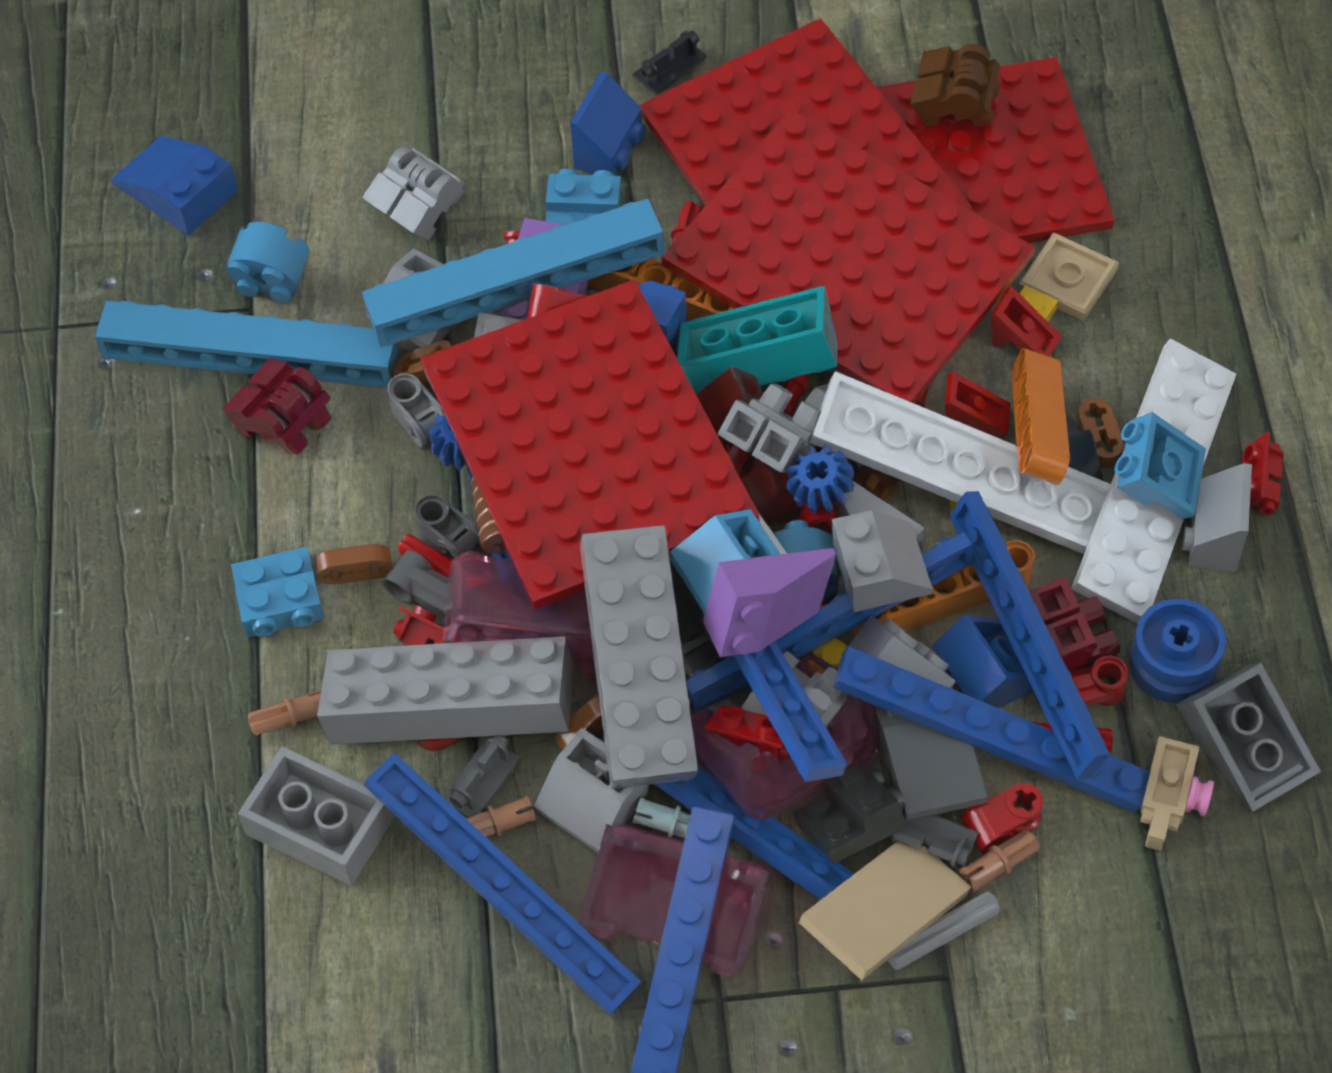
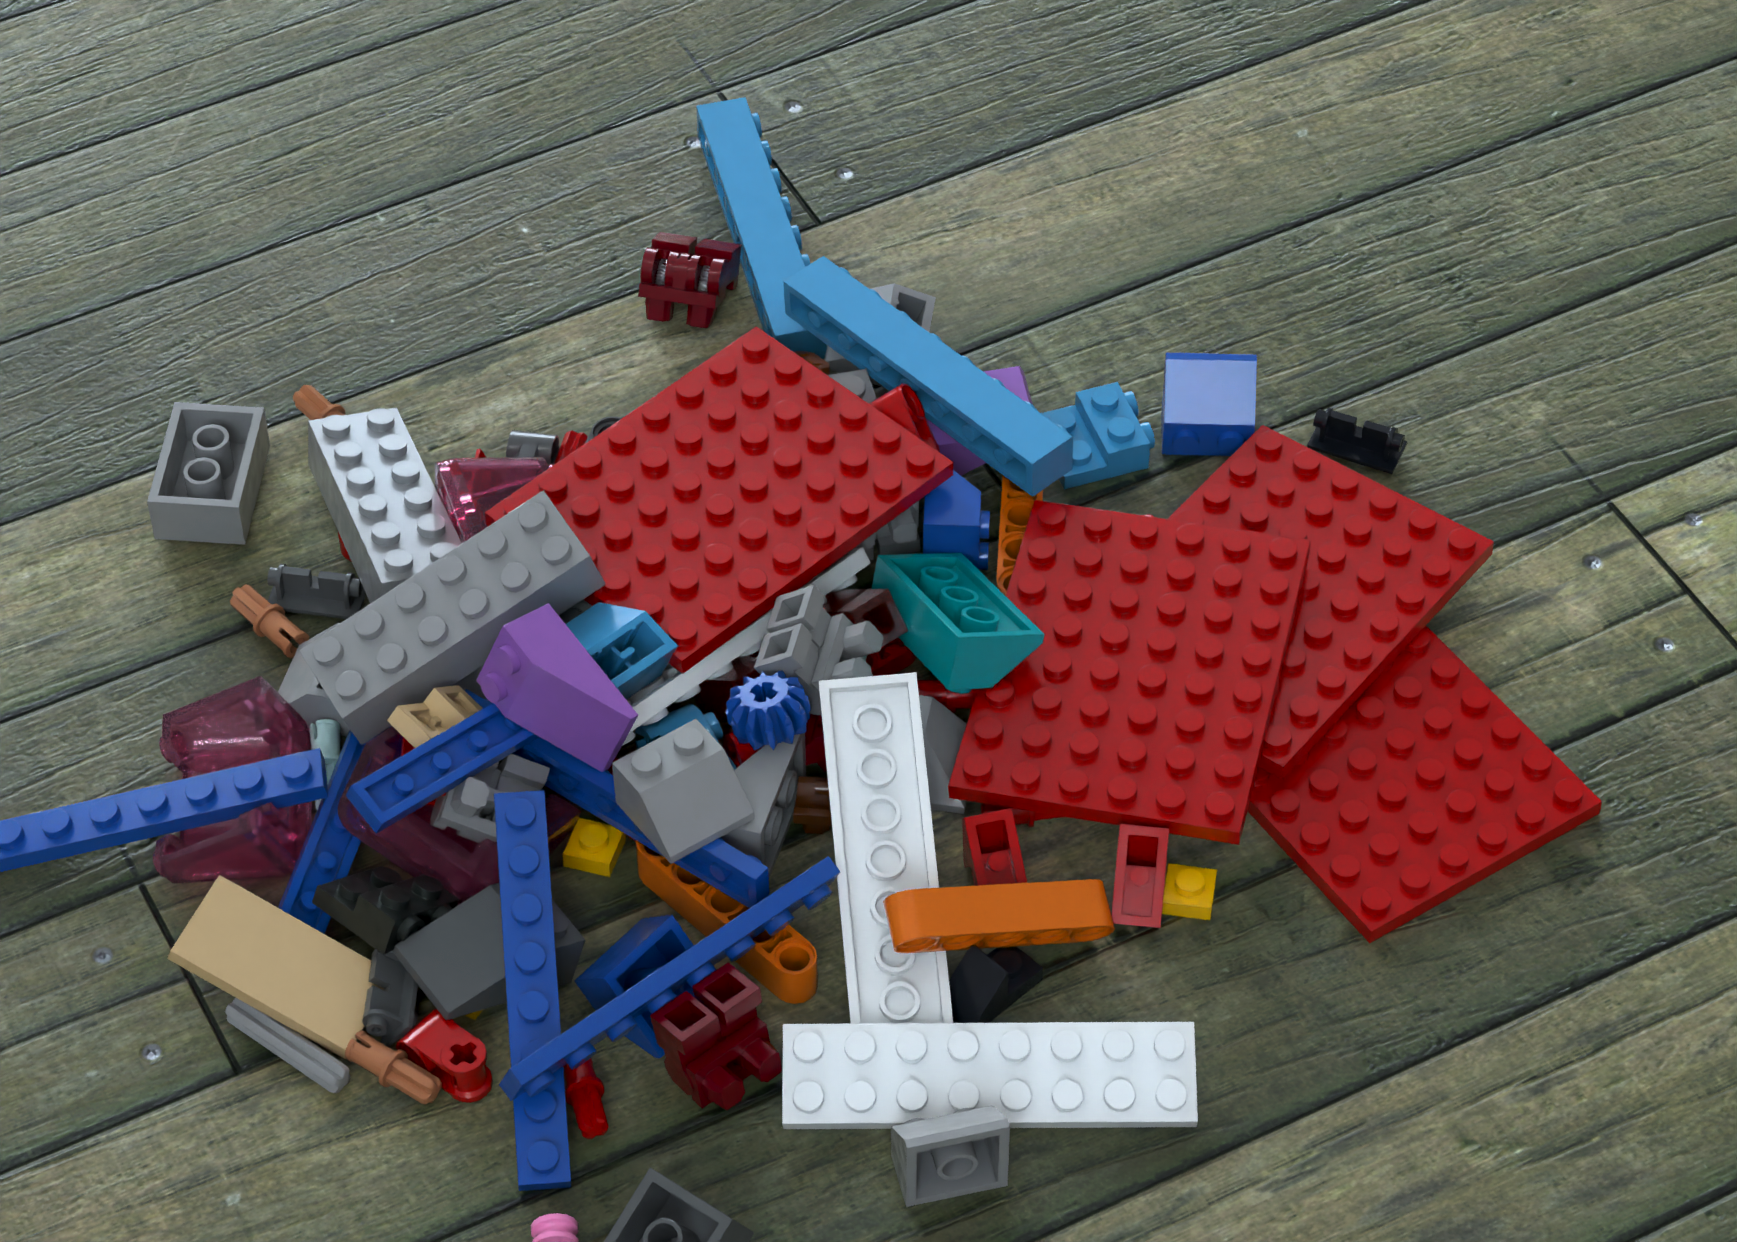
camera: 65 degrees right, 10 degrees down
(178, 181) = (941, 106): blue slope -> none
(267, 262) = (861, 199): dark azure brick -> none
(277, 592) = (469, 362): dark azure plate -> none
(354, 564) = (527, 403): dark orange beam -> none
(414, 191) = (1028, 280): light grey hips -> none
(502, 884) = (179, 635): blue plate -> none
(726, 702) = (438, 712): none -> tan slope
(897, 647) = (596, 882): light grey slope -> none
(956, 84) = (1457, 694): reddish brown hips -> none
(1070, 275) = (1261, 914): tan tile -> none
(1093, 690) = (662, 1090): red piece -> none
(1108, 430) = (1033, 1002): dark orange beam -> none
(1160, 465) = (978, 1050): dark azure plate -> none
(1167, 789) = (588, 1198): tan hinge -> none
(1176, 649) = (742, 1154): blue wheel -> none
(1266, 463) = (1032, 1189): red hinge -> none

